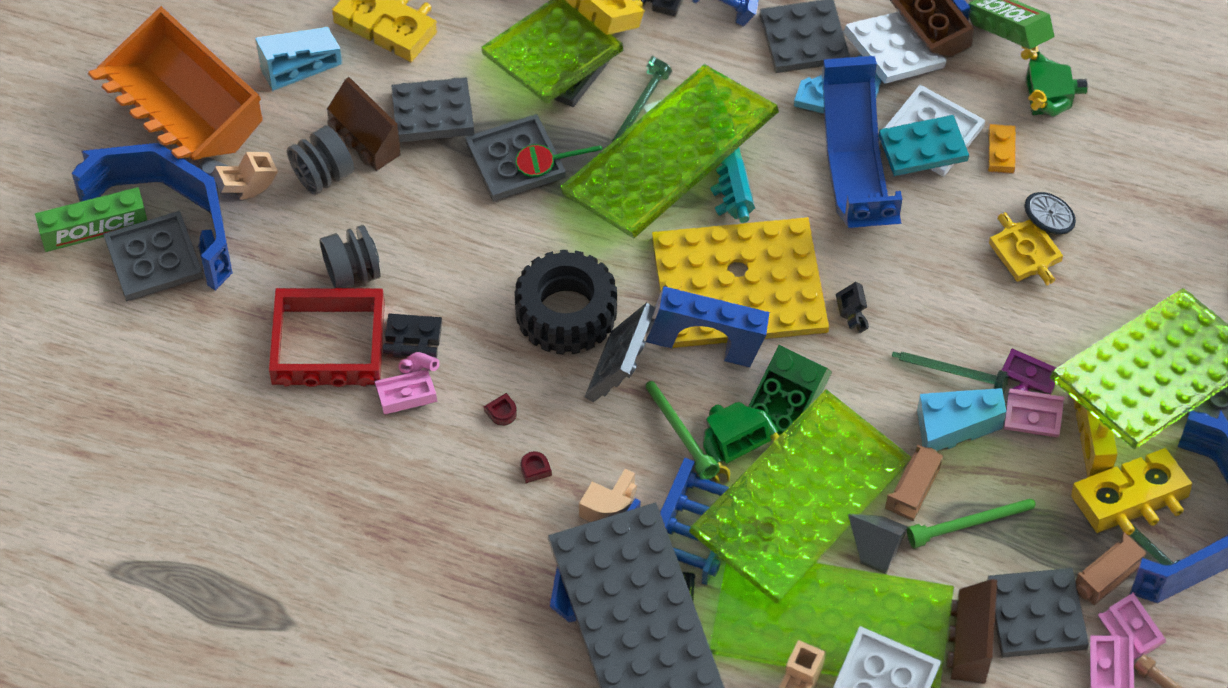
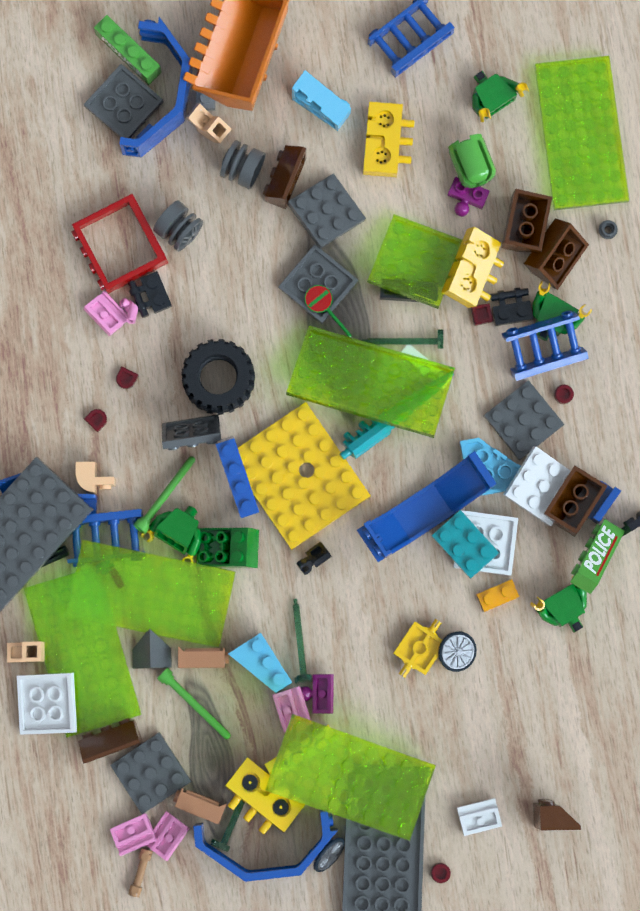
camera: 60 degrees right, 25 degrees up
(654, 21) = (481, 314): none -> dark red tile

